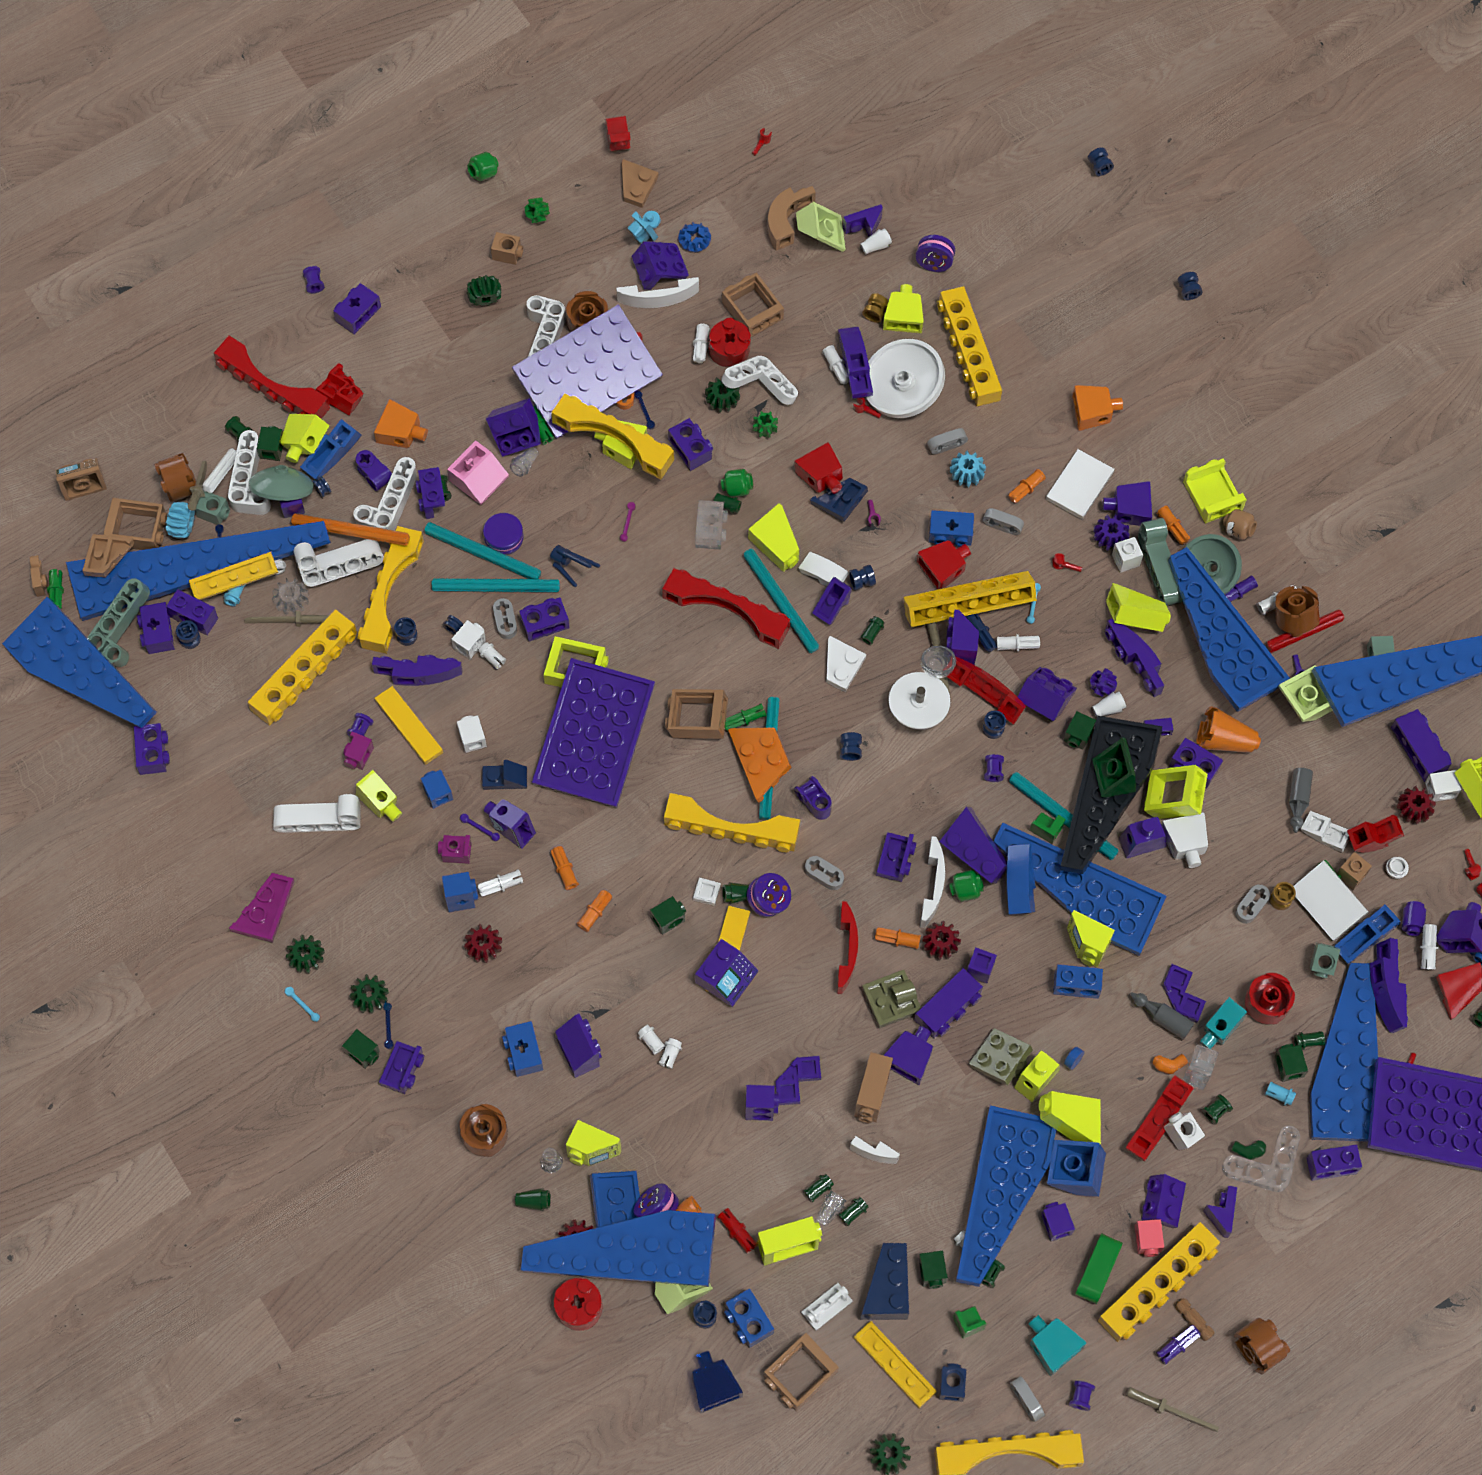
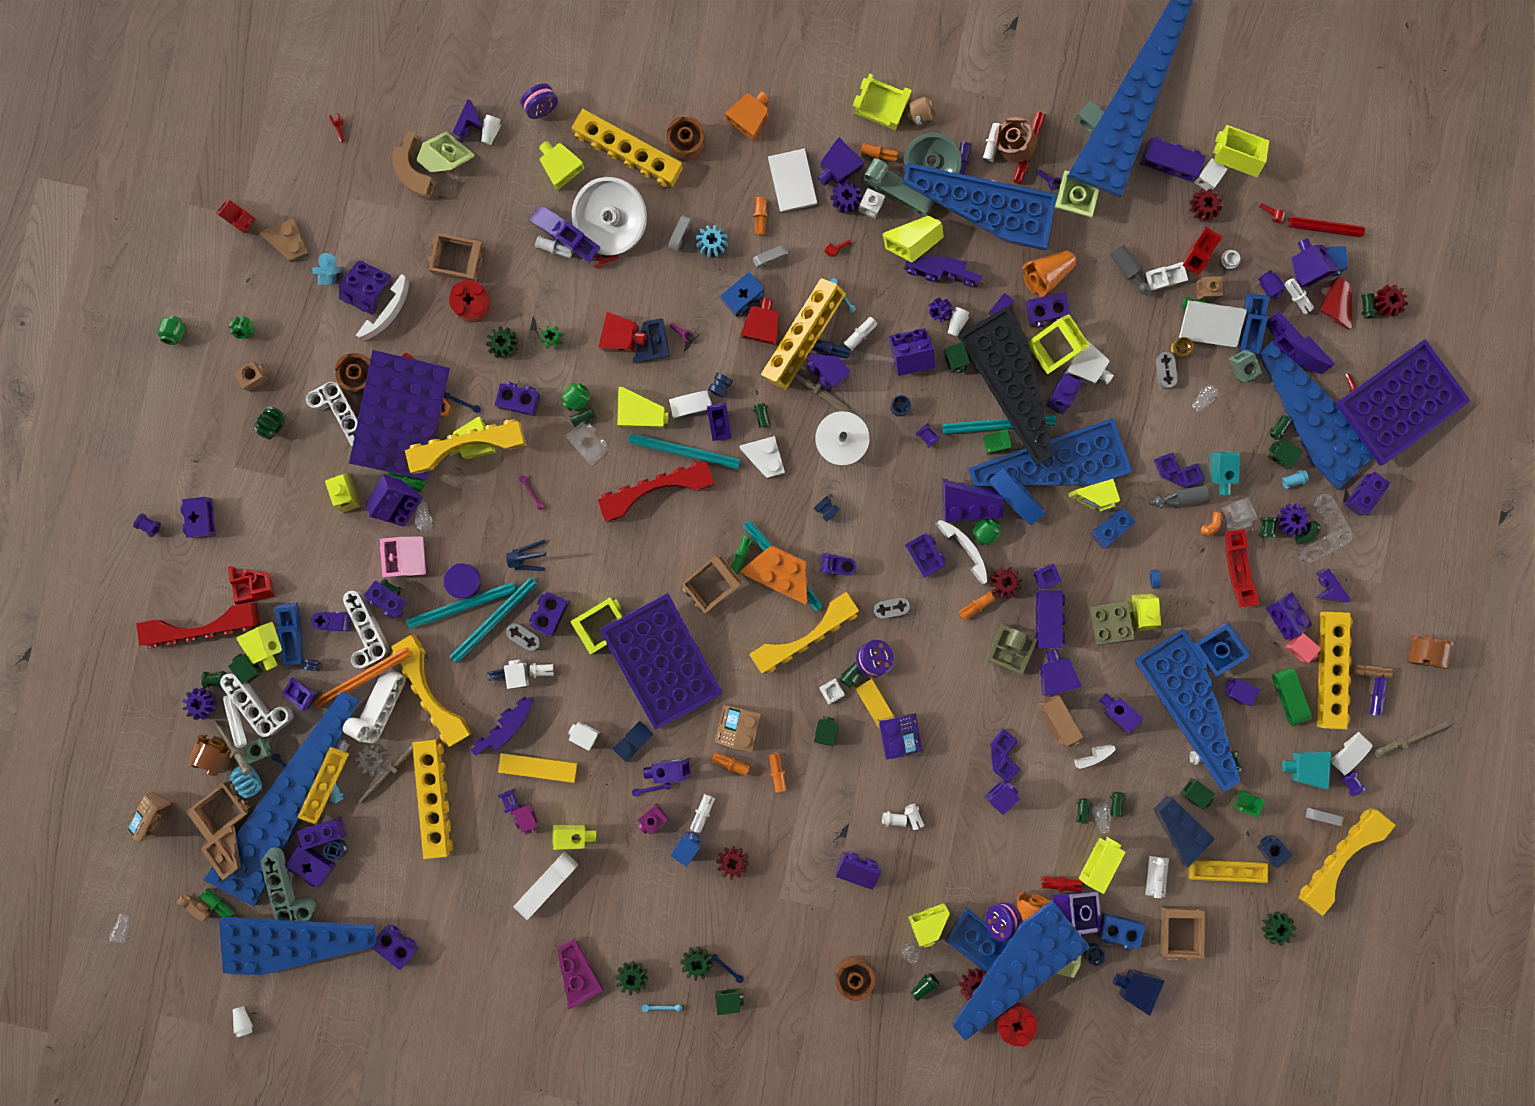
camera: 40 degrees left, 20 degrees up
(208, 436) = (192, 703): none -> dark purple gear
(281, 483) = (285, 693): sand green dish -> none
(399, 426) = (316, 573): orange torso -> none
(401, 1067) = (764, 988): dark purple bracket -> none
(405, 626) = (467, 709): dark blue wheel -> none
(436, 788) = (599, 793): blue brick -> none
(484, 382) = (343, 491): none -> neon yellow torso
(524, 1036) = (836, 904): blue brick -> none
(601, 846) = (737, 728): none -> medium nougat slope
(700, 242) = (374, 245): blue gear -> none
(701, 343) = (450, 319): white axle -> none
(731, 1264) = (1081, 910): none -> dark purple slope
(783, 390) = (513, 301): white beam -> none
(848, 923) = (970, 662): red slope -> none
(875, 308) = (538, 180): pearl gold wheel -> none
(932, 1137) = (1127, 719): none -> dark purple torso
(938, 661) = (831, 402): clear piece -> none
(988, 688) = (873, 383): red slope -> none
(1024, 377) = (688, 128): none -> dark orange brick
(1072, 1115) = (1192, 618): neon yellow slope -> none
(1105, 1368) = (1354, 751): none -> white slope
(1115, 770) = (1010, 367): dark green slope -> none
(1192, 1134) = (1270, 561): white brick -> none
(1237, 1123) = (1291, 512): none -> dark purple gear
(1264, 954) = (1205, 397): none -> clear cone
(1271, 1010) = (1244, 417): red brick -> none

